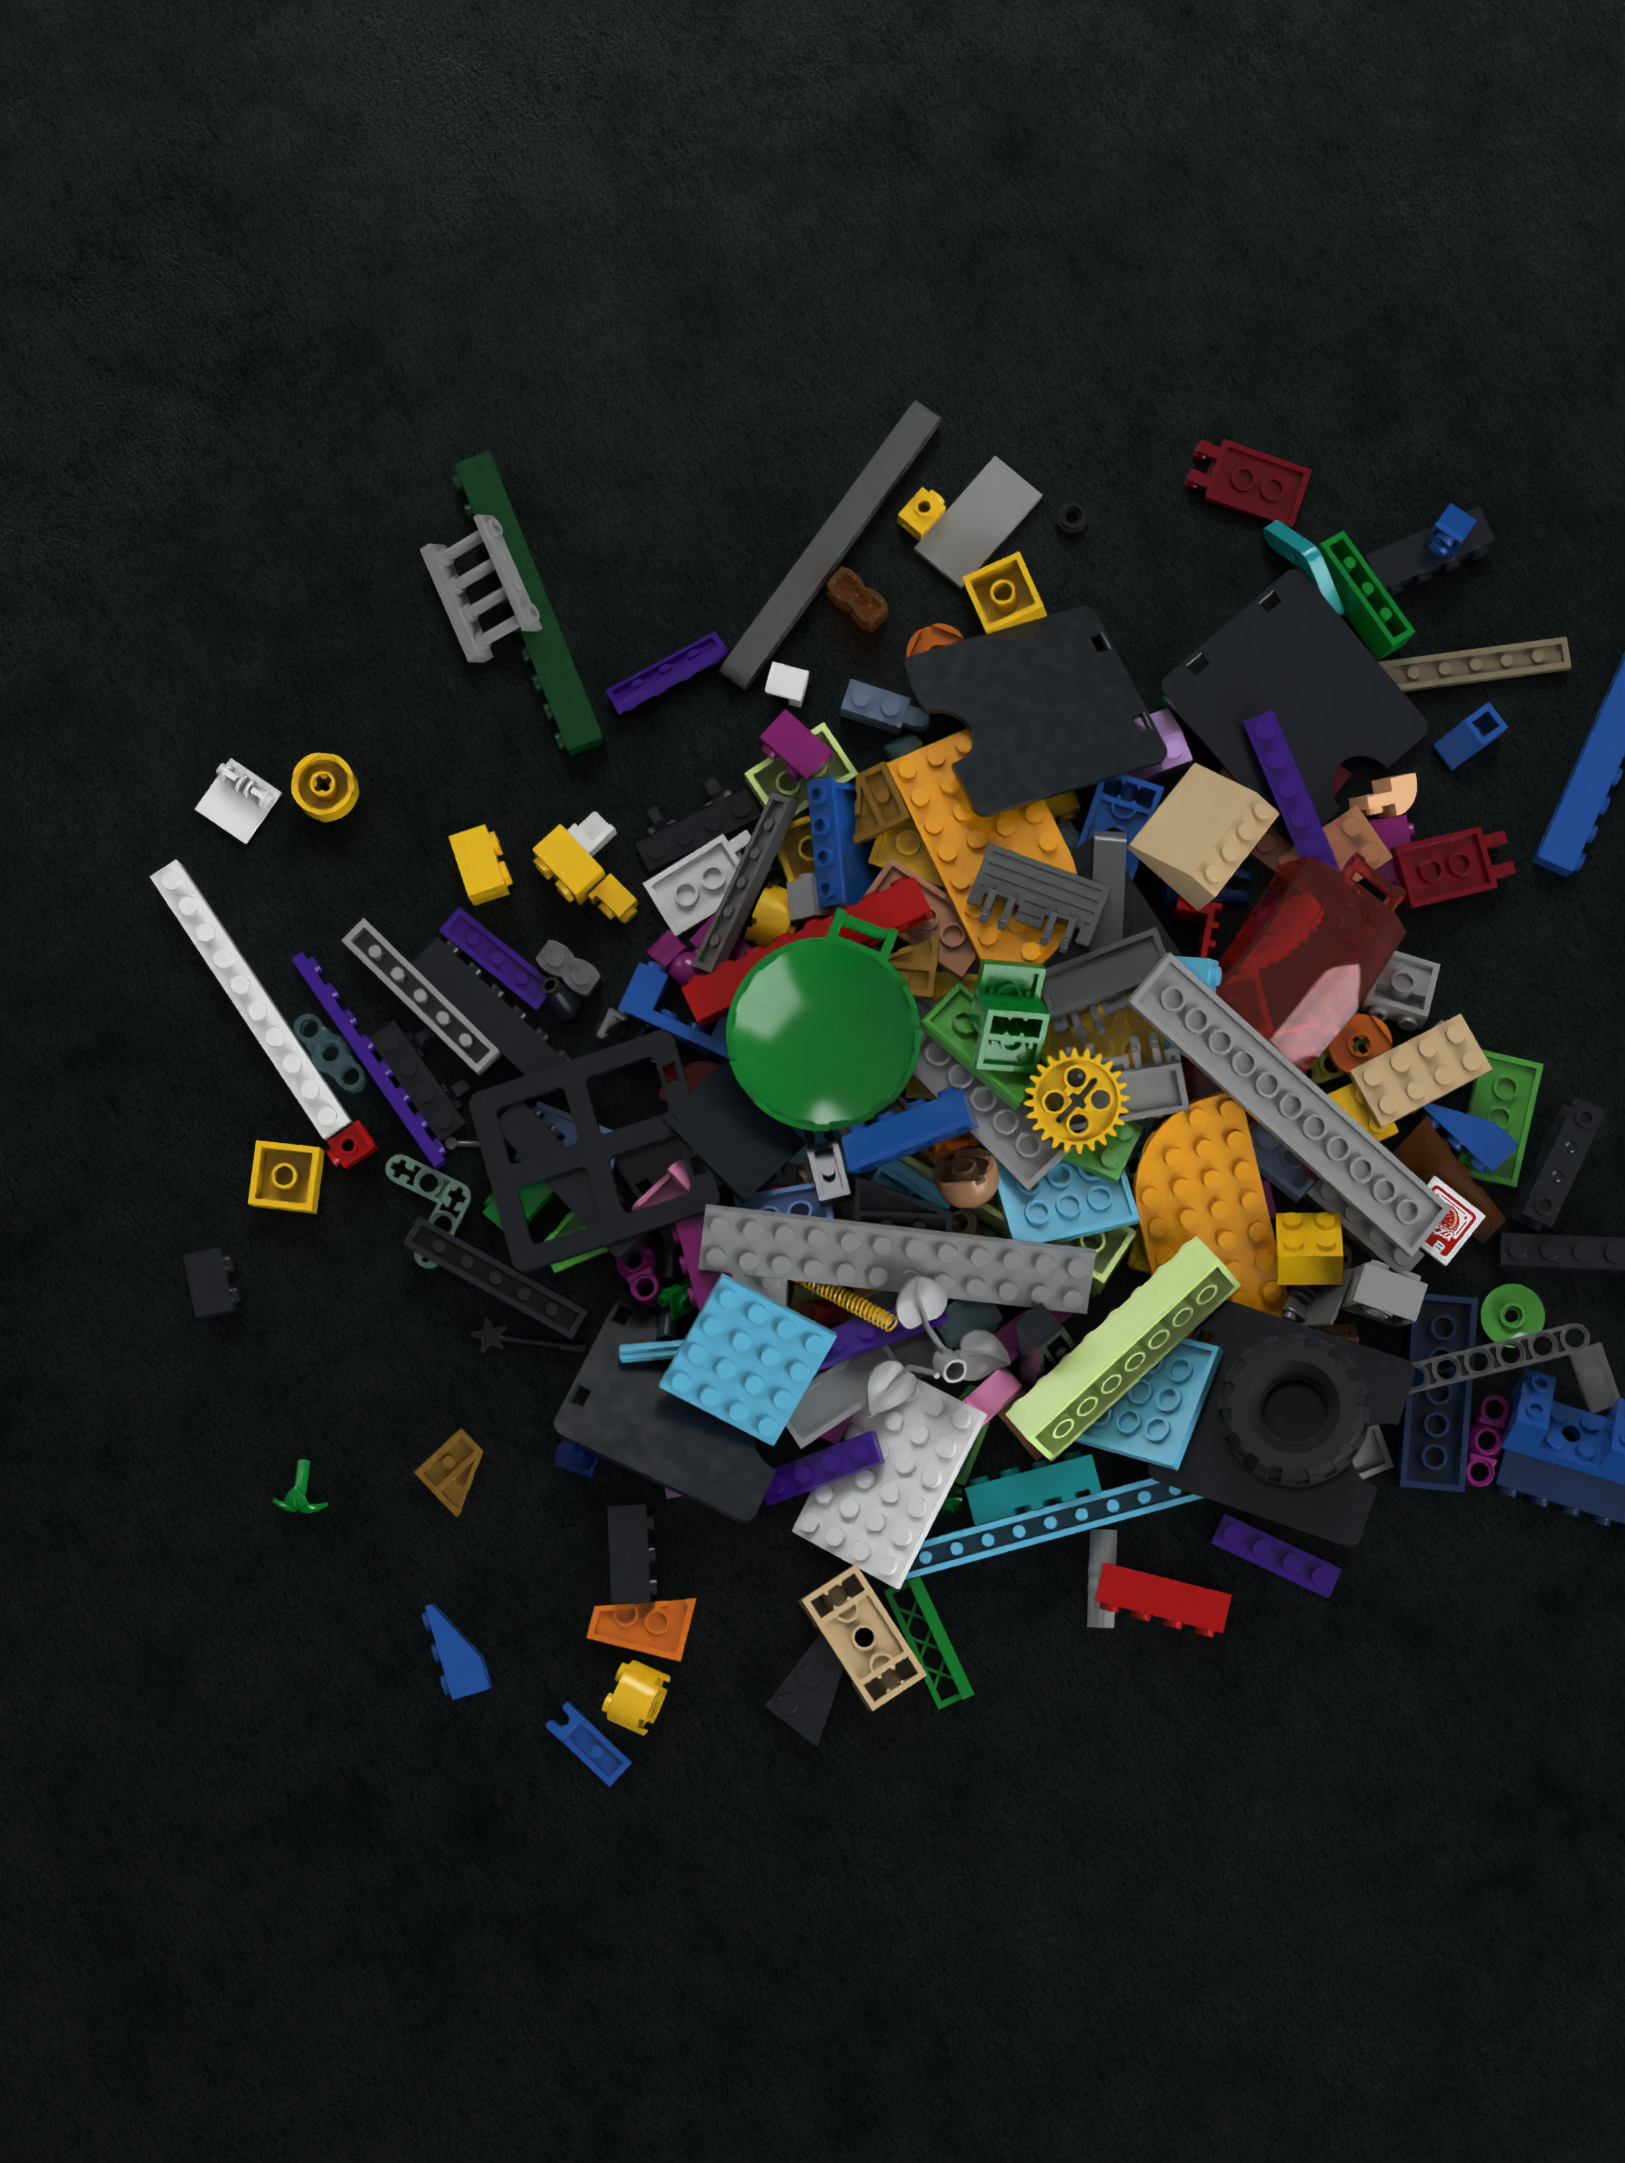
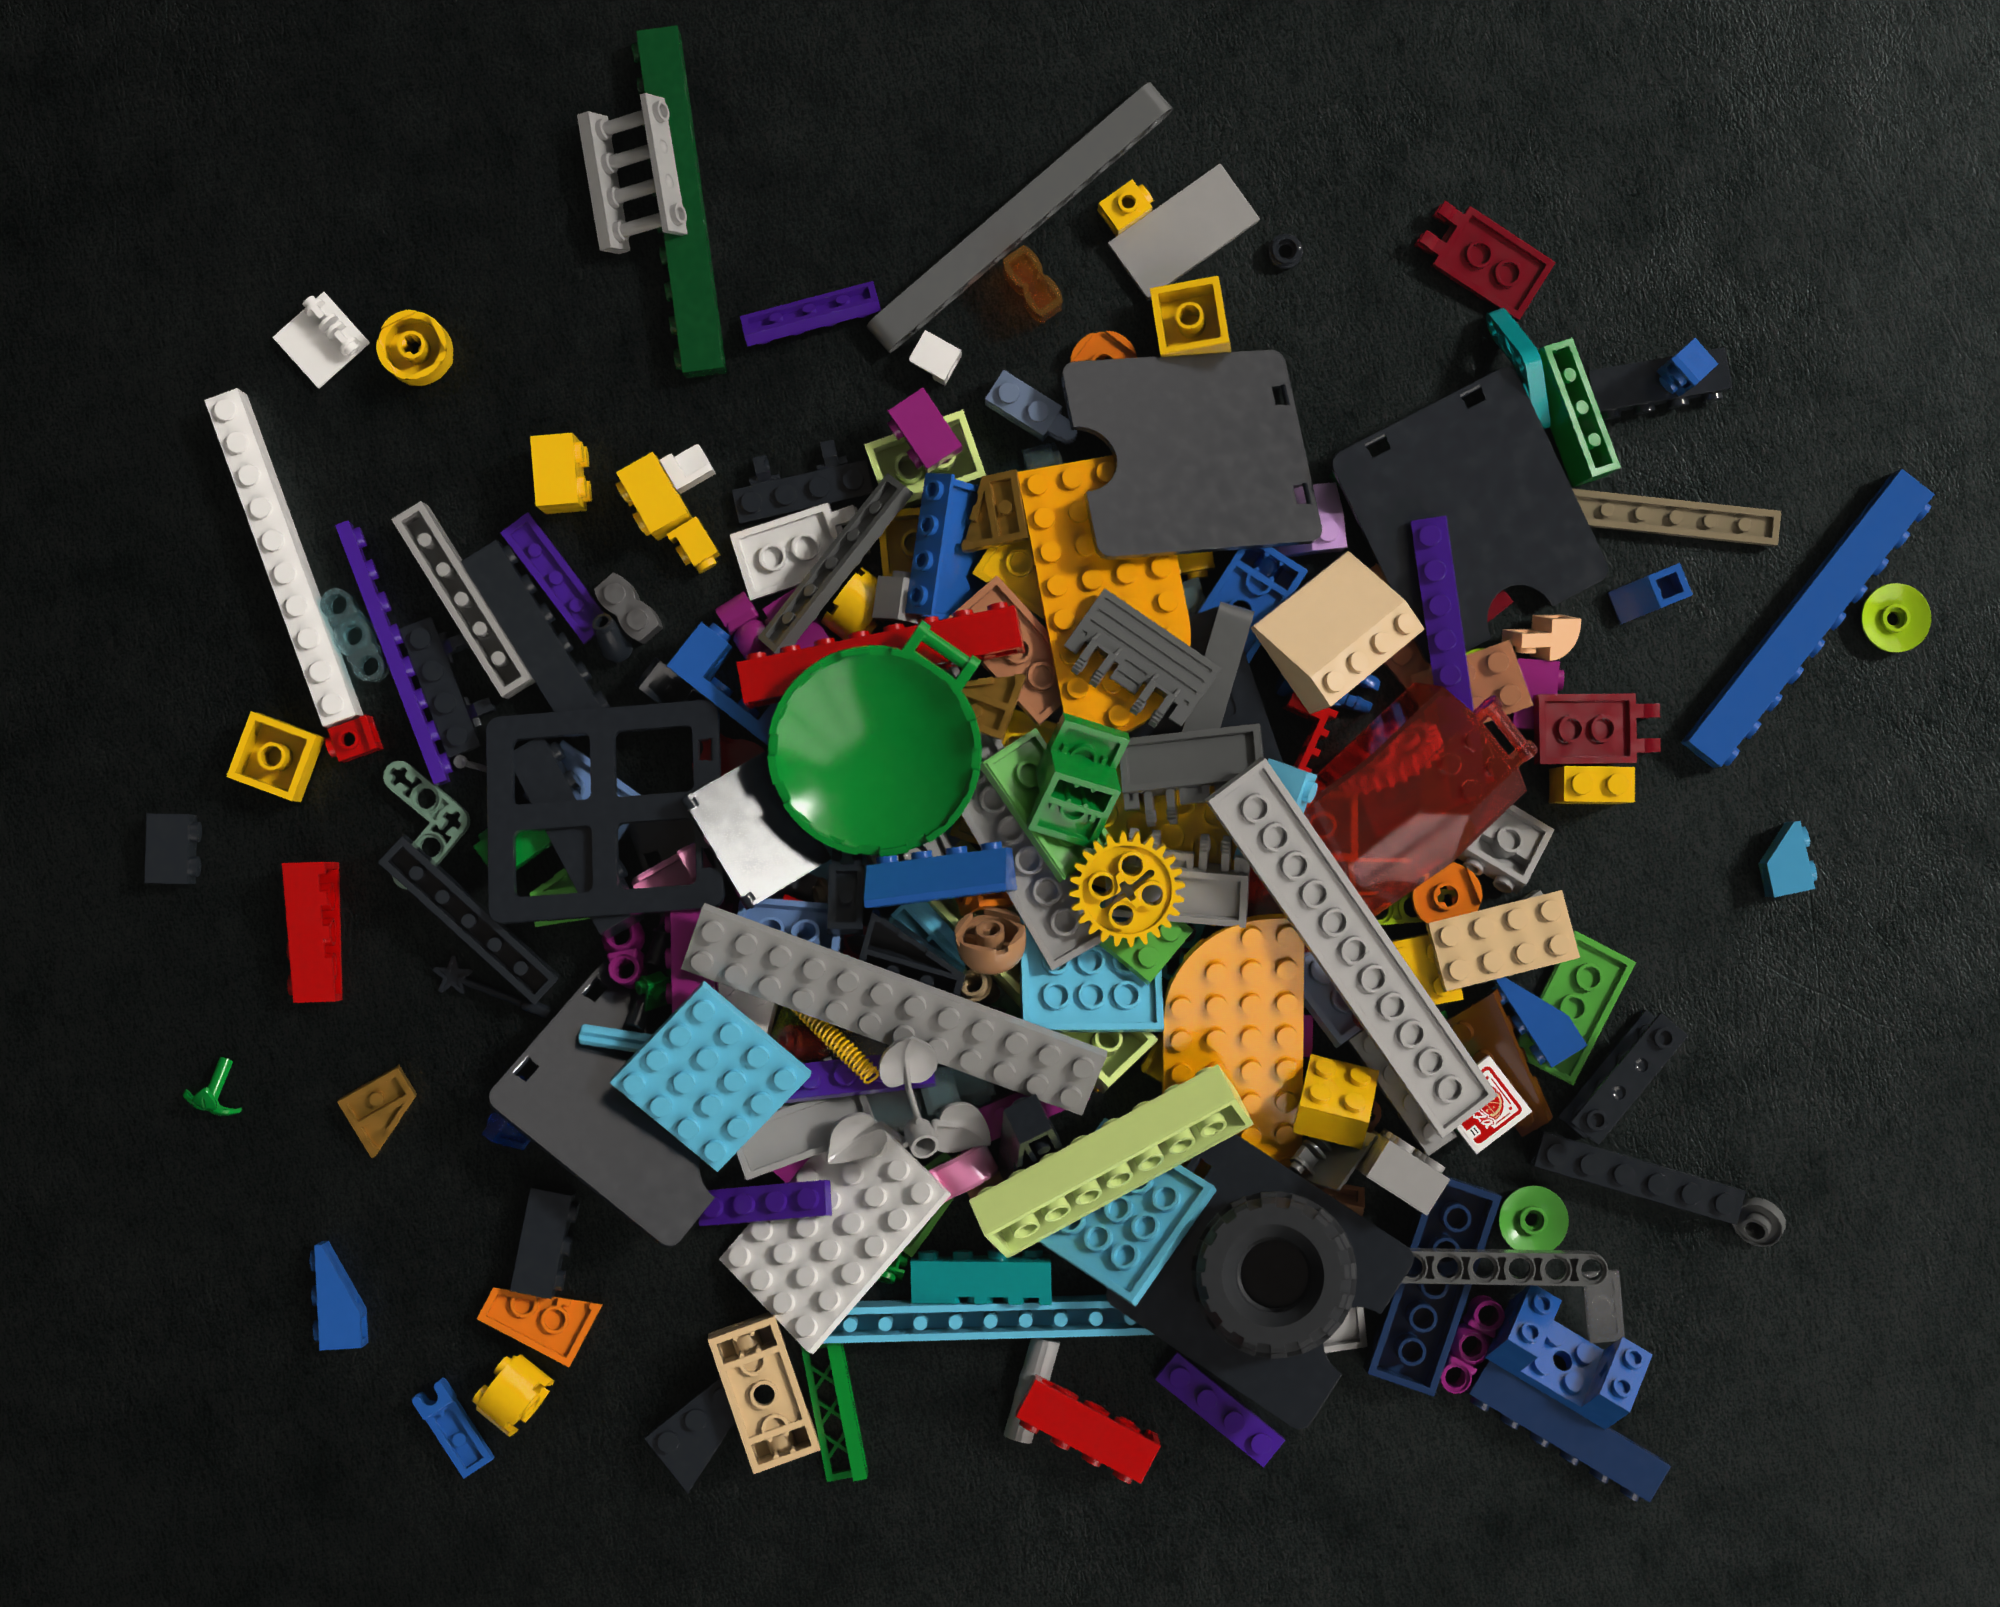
camera: 10 degrees right, 5 degrees up
(356, 1324) = (313, 931): none -> red wedge
(1462, 915) = (1591, 785): none -> yellow brick

